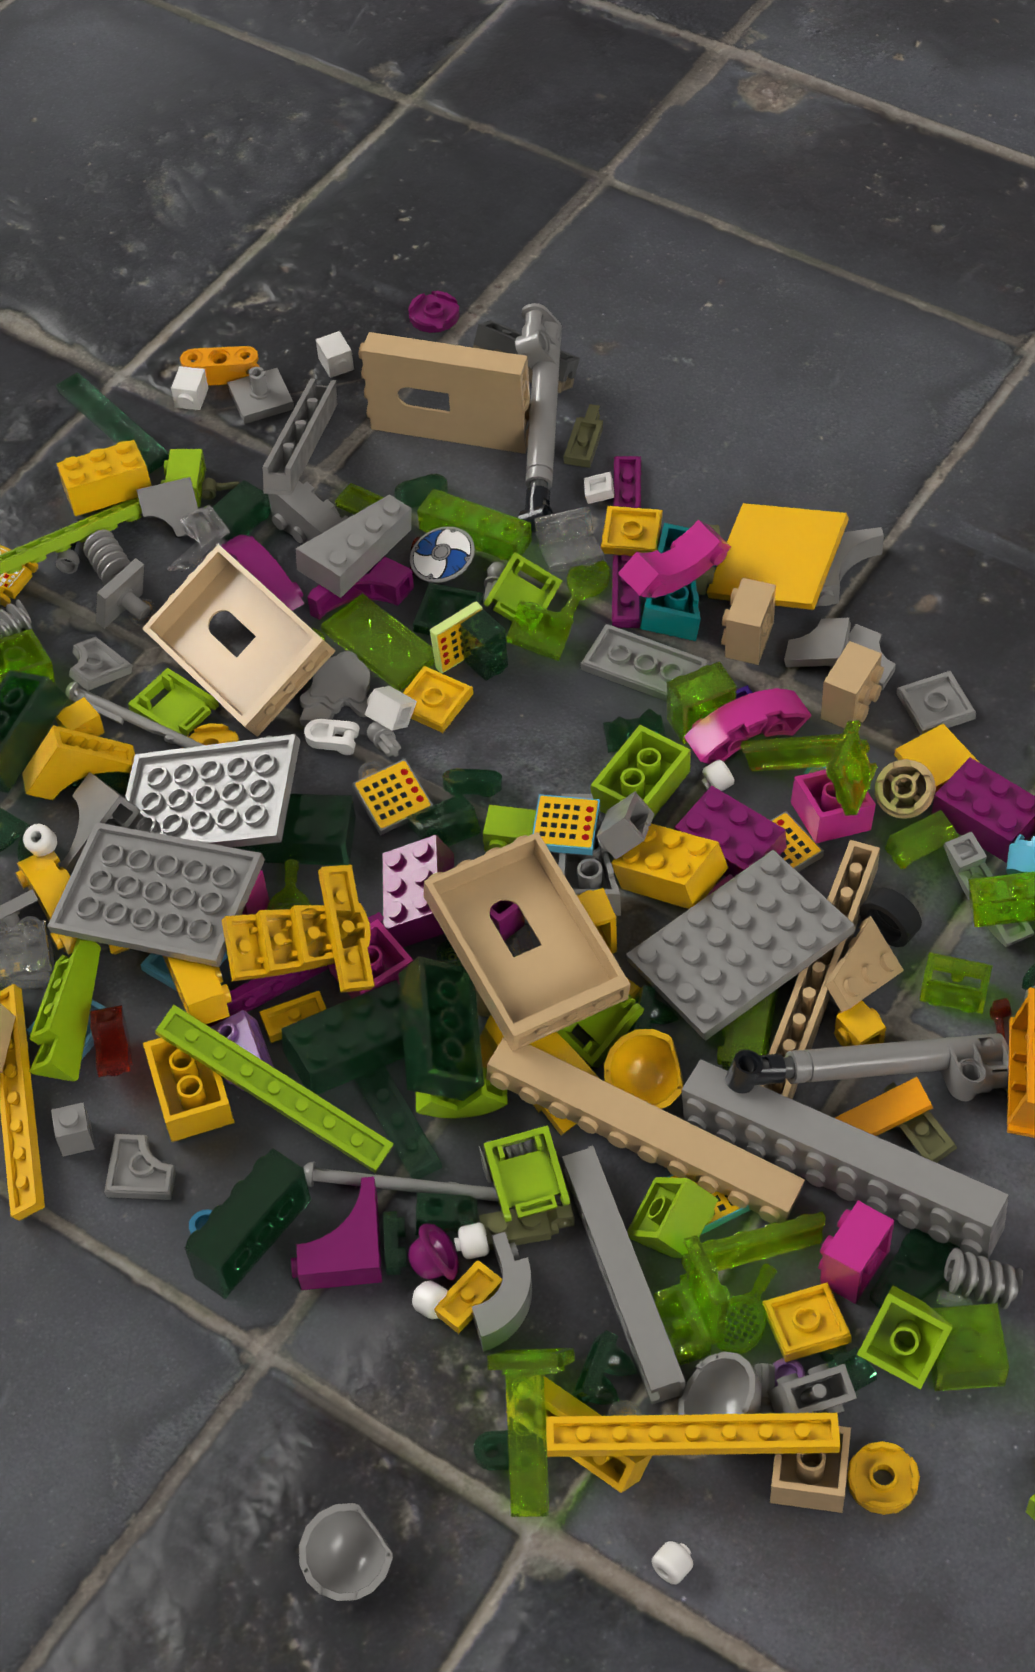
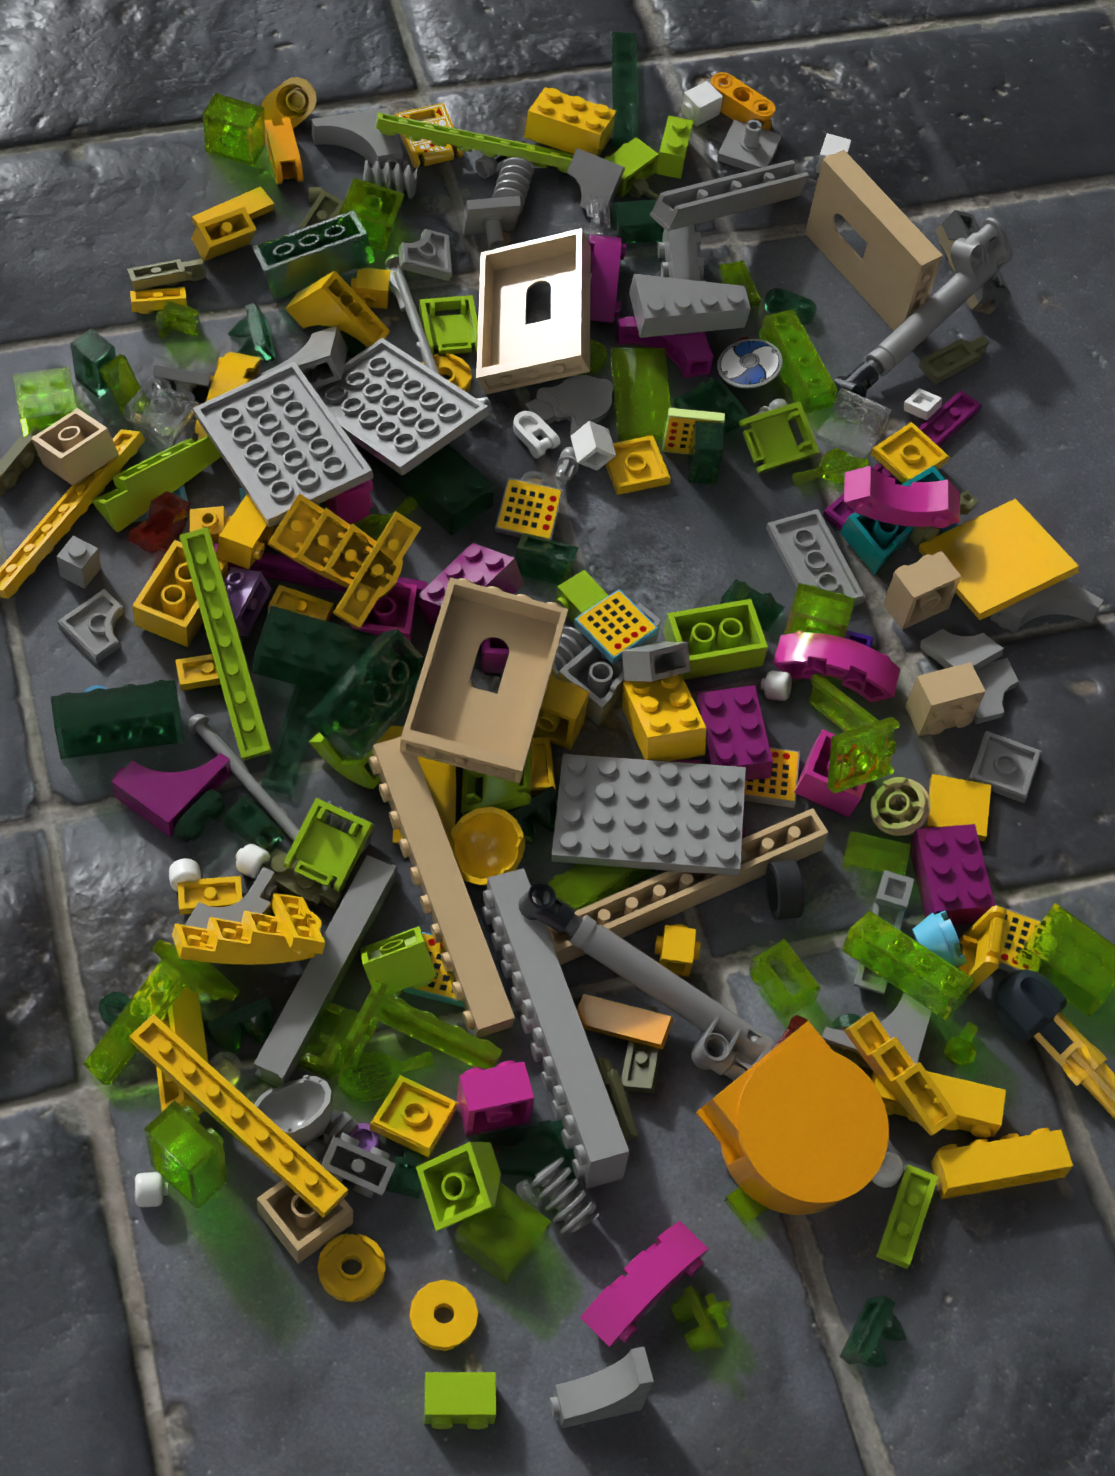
camera: 30 degrees right, 5 degrees up
(39, 840) = (253, 346): white piece -> none
(152, 1008) = (211, 517): none -> yellow brick
(206, 434) = (674, 147): none -> lime brick
(267, 1132) = (197, 672): none -> yellow plate
(433, 1254) = (216, 846): magenta hat -> none
(434, 312) = (945, 179): magenta tile -> none
(472, 781) = (595, 545): clear green plate -> none
(539, 630) = (760, 474): clear neon green bracket -> none
(553, 1293) = (258, 938): none -> yellow slope
(684, 1501) = (186, 1153): none -> clear neon green brick
(864, 967) = (722, 908): tan wing -> none
(992, 1429) = (446, 1295): none -> yellow tile

